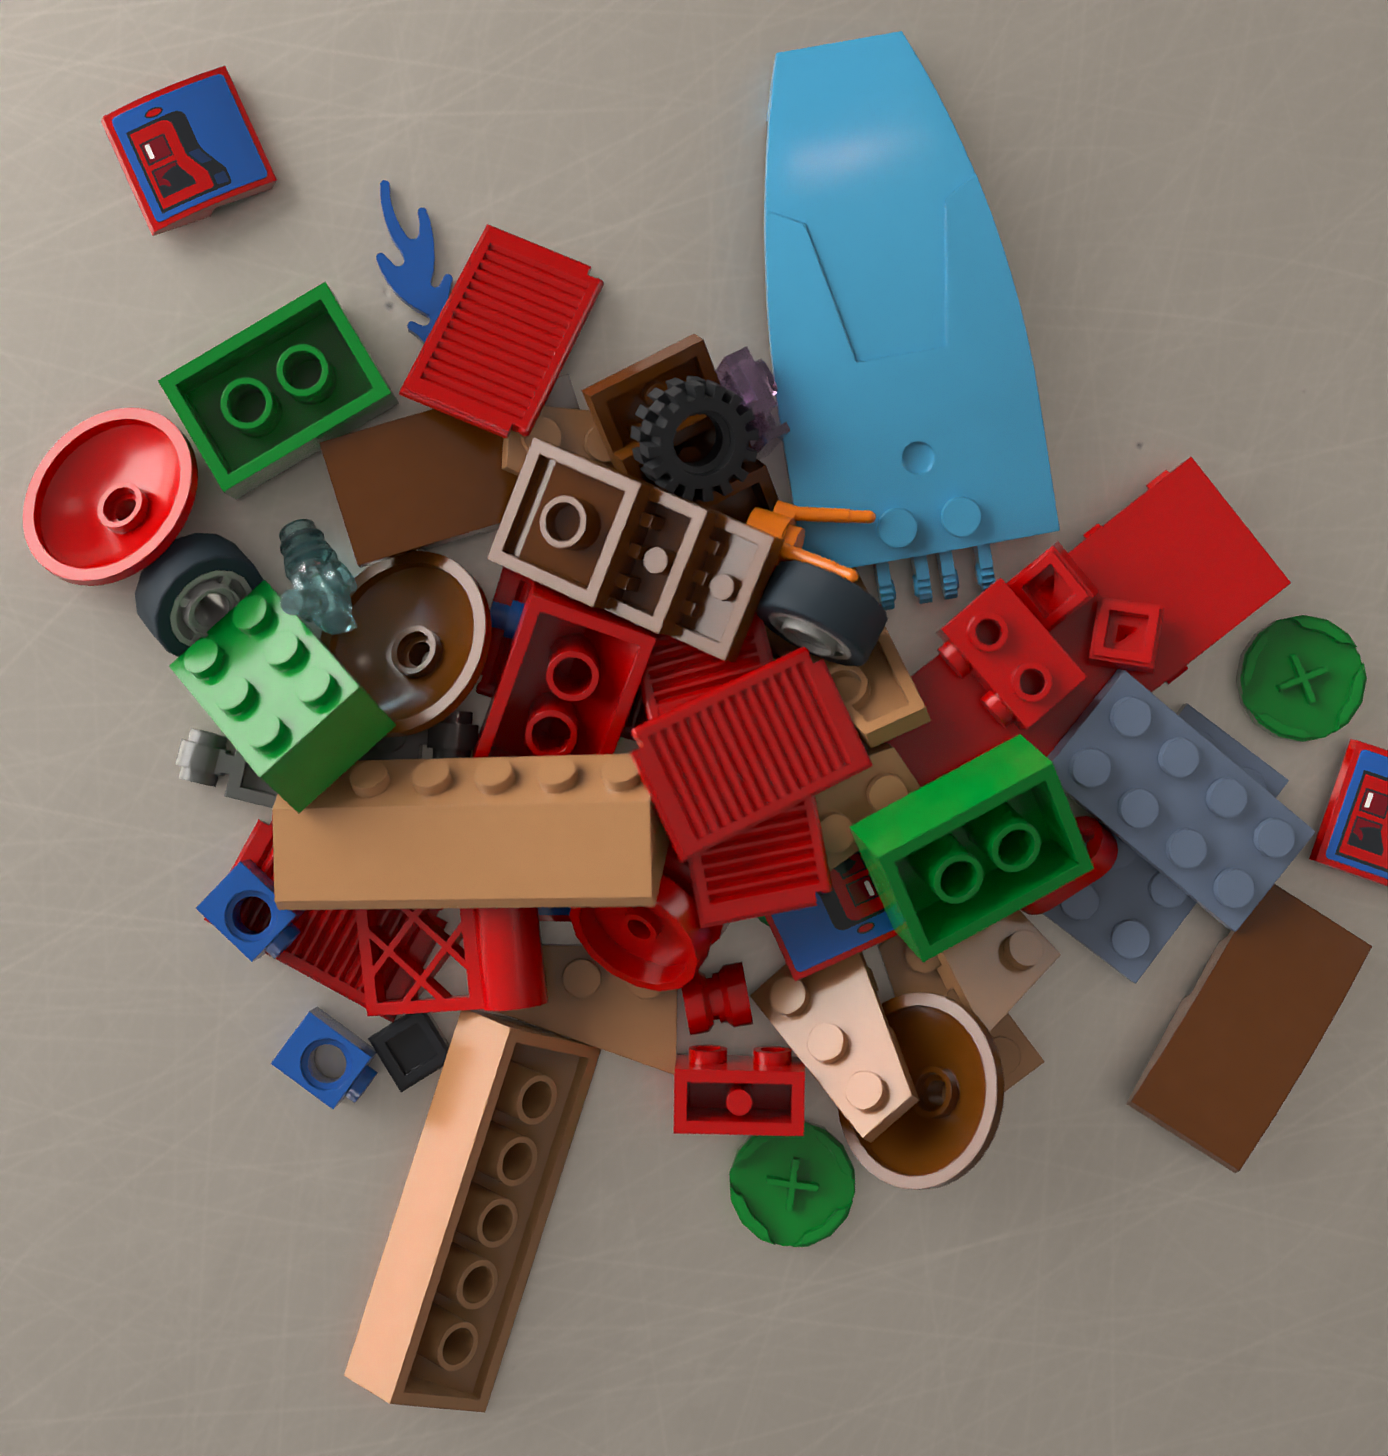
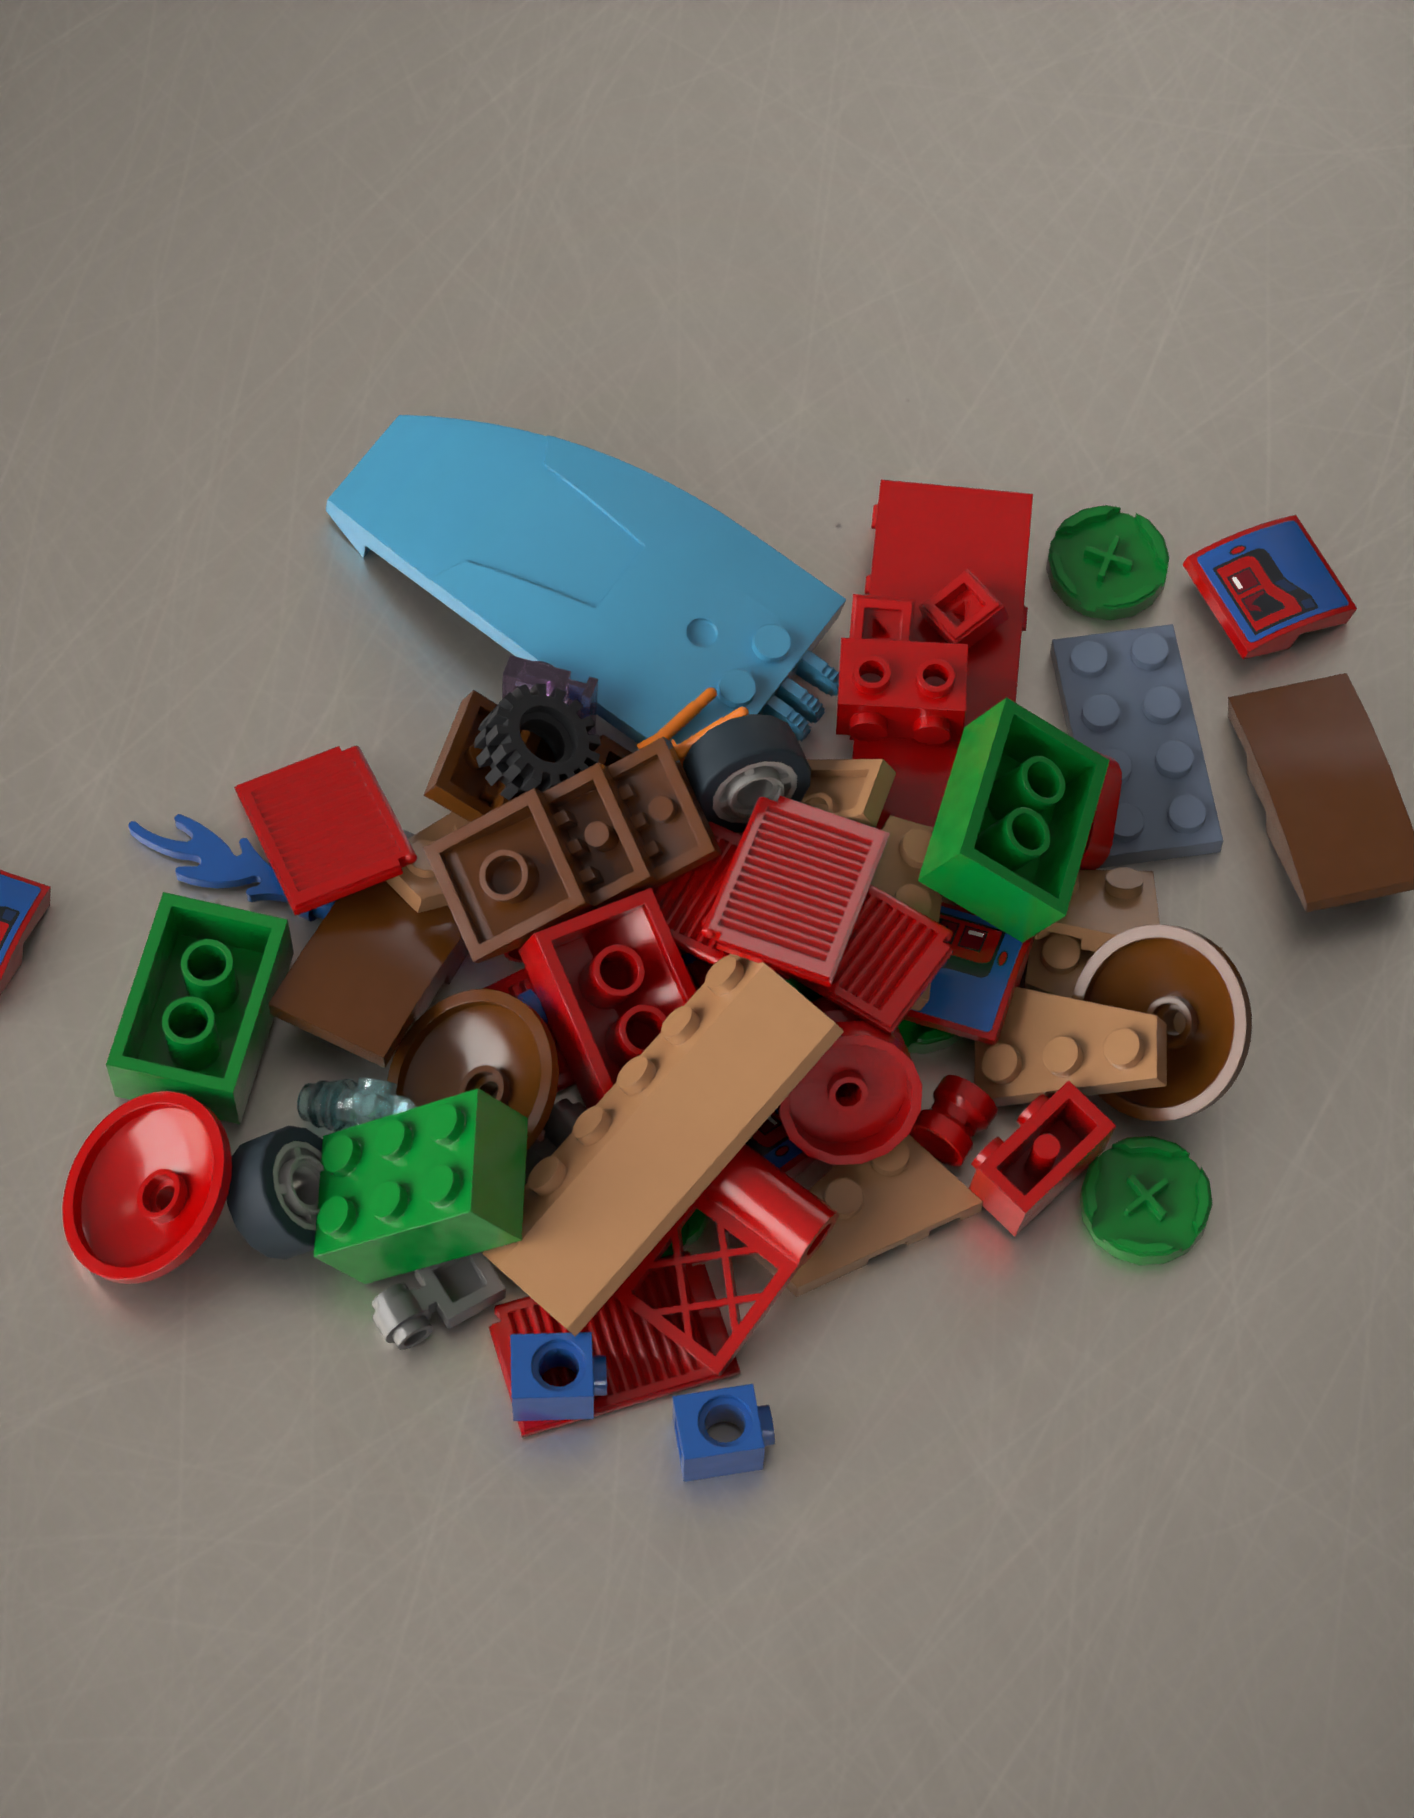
camera: 50 degrees left, 25 degrees down
(411, 1048) = (777, 1371): black tile -> none
(471, 1214) = (943, 1437): medium nougat slope -> none
(1177, 800) = (1123, 685): sand blue plate -> none

